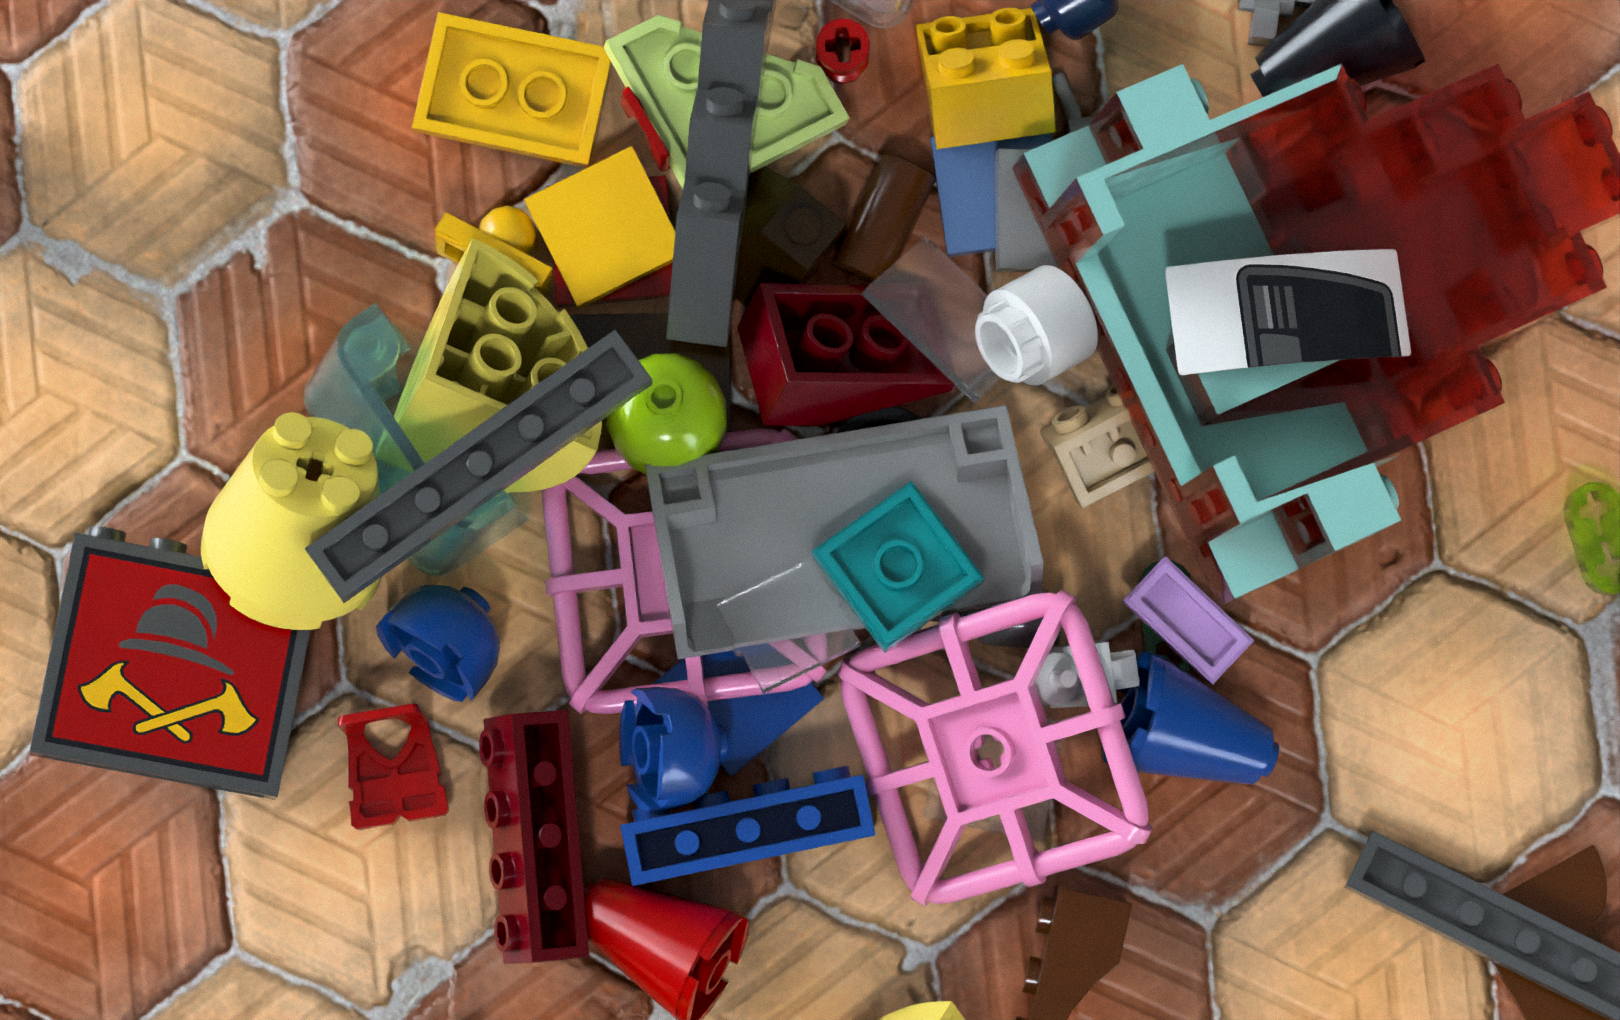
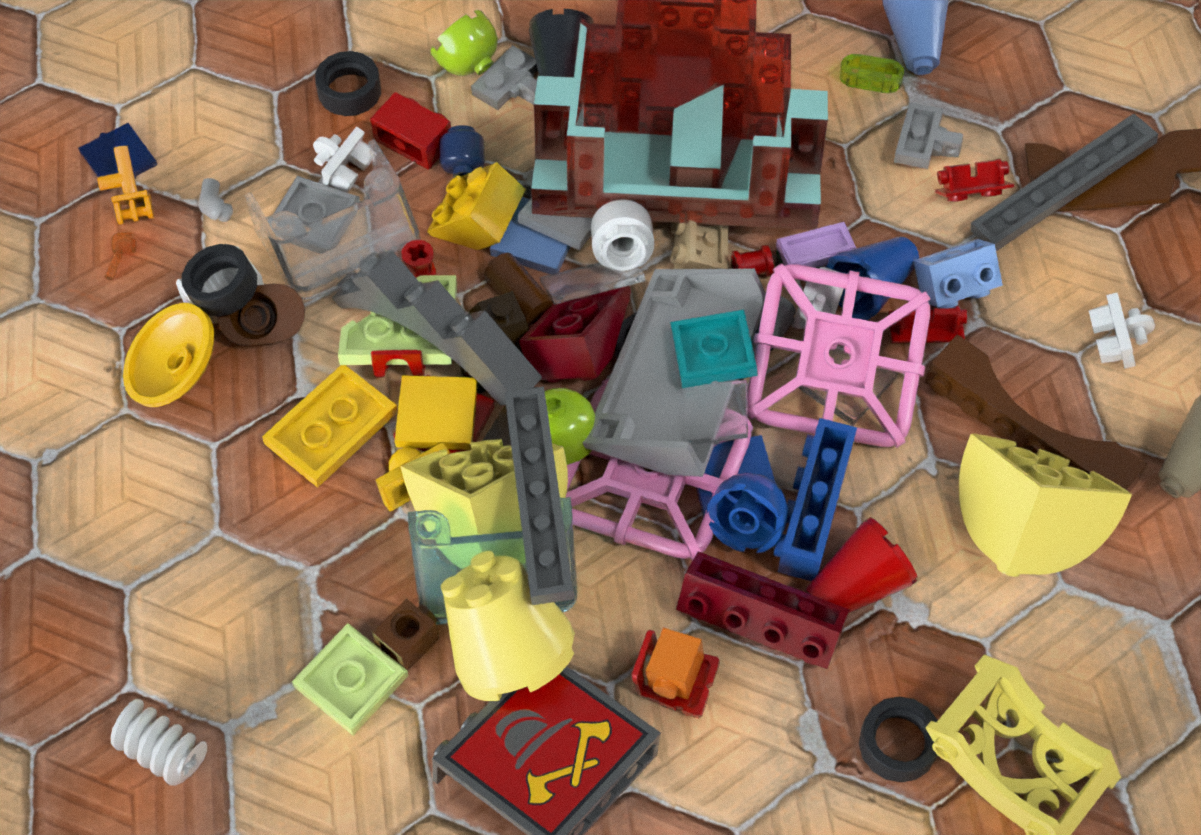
camera: 65 degrees left, 25 degrees down
(170, 346) = (350, 679): none -> yellowish green tile
(238, 370) = (407, 650): none -> reddish brown brick
(392, 762) = (674, 664): none -> orange brick
(445, 637) = (618, 606): blue cylinder -> none
(1113, 537) = (760, 260): none -> red bush
(1162, 864) = (943, 326): none -> red hinge
(1255, 854) = (959, 273): none -> light blue brick
(1287, 310) = (682, 122): sticker -> none
(1437, 780) = (960, 183): none -> red hinge
(1509, 682) = (925, 137): none -> light grey hinge

